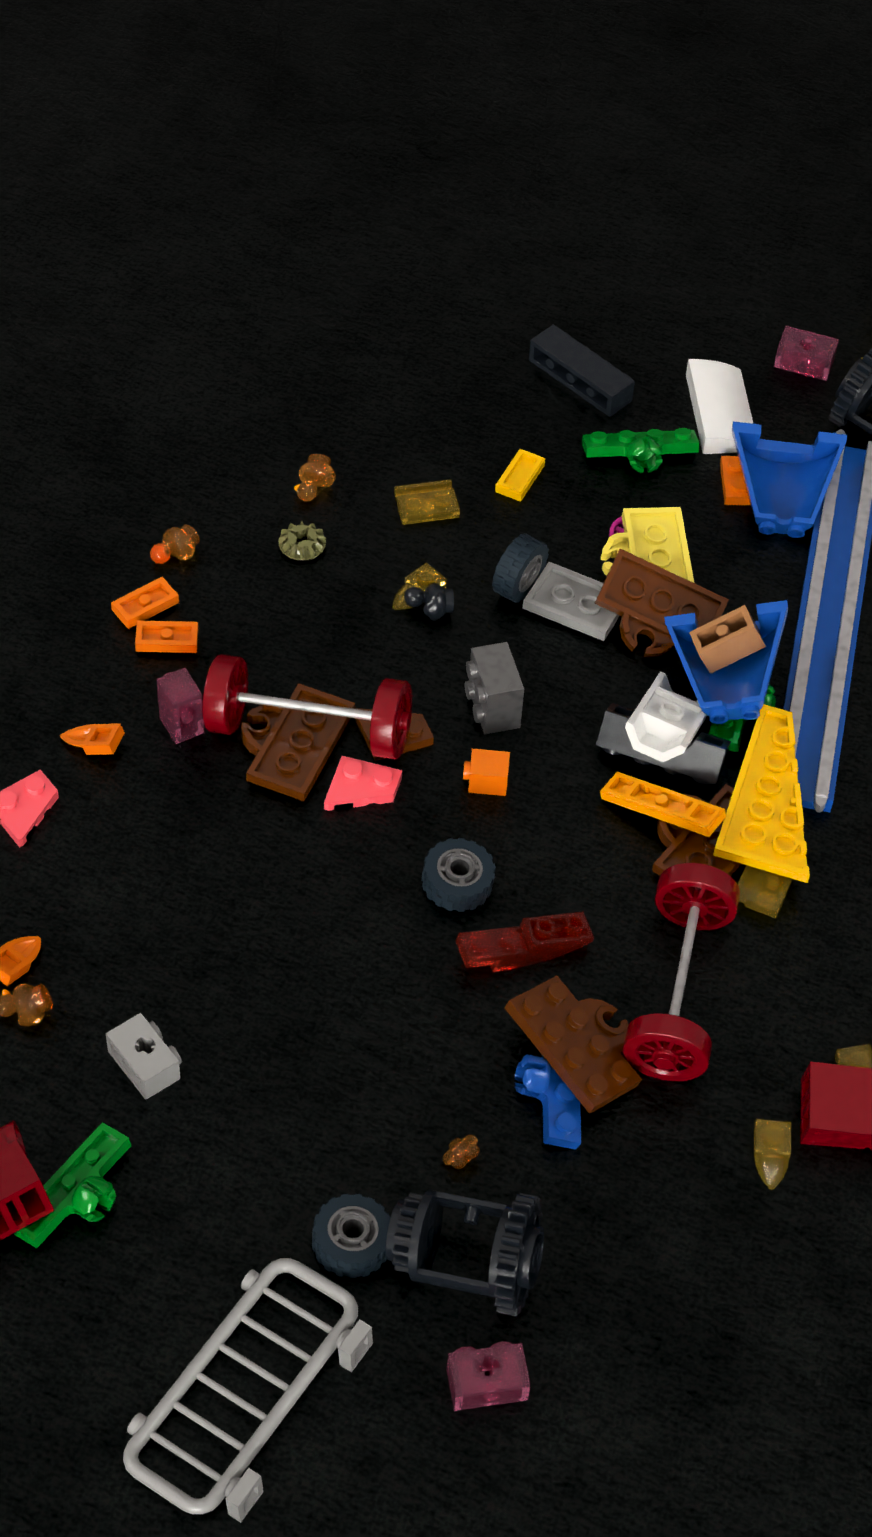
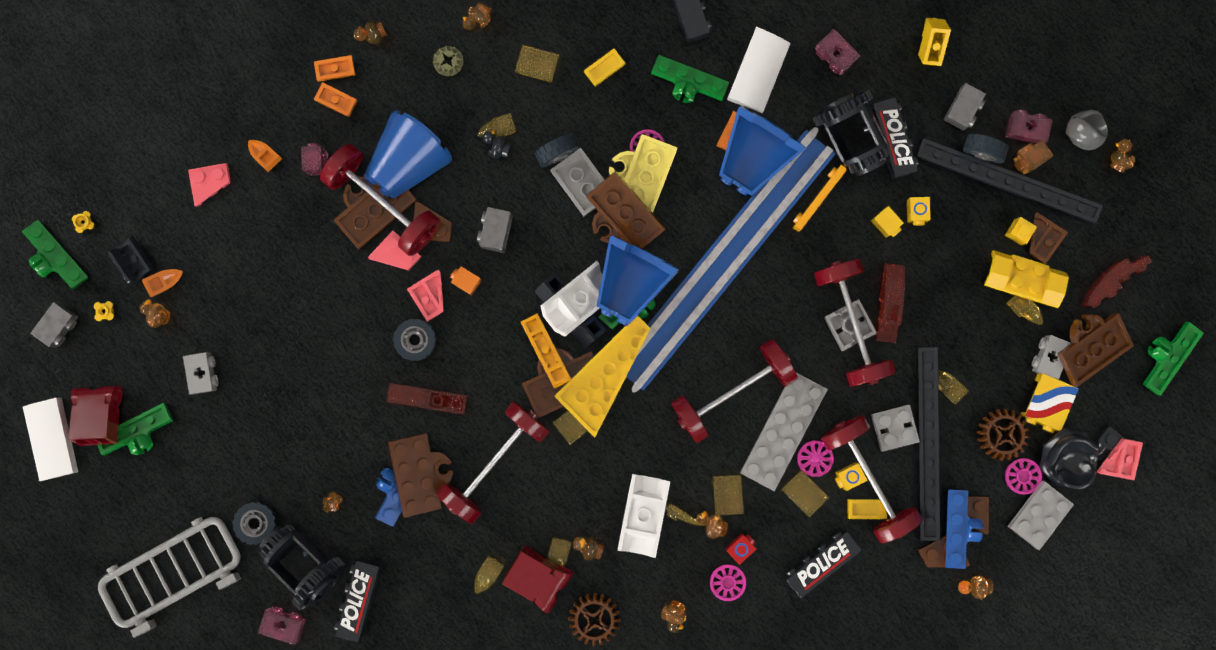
camera: 30 degrees right, 35 degrees up
(311, 646) = (405, 155): none -> blue cone
(443, 812) = (428, 295): none -> coral wing
(592, 1276) = (358, 600): none -> black brick
(727, 639) = (637, 268): medium nougat brick -> none

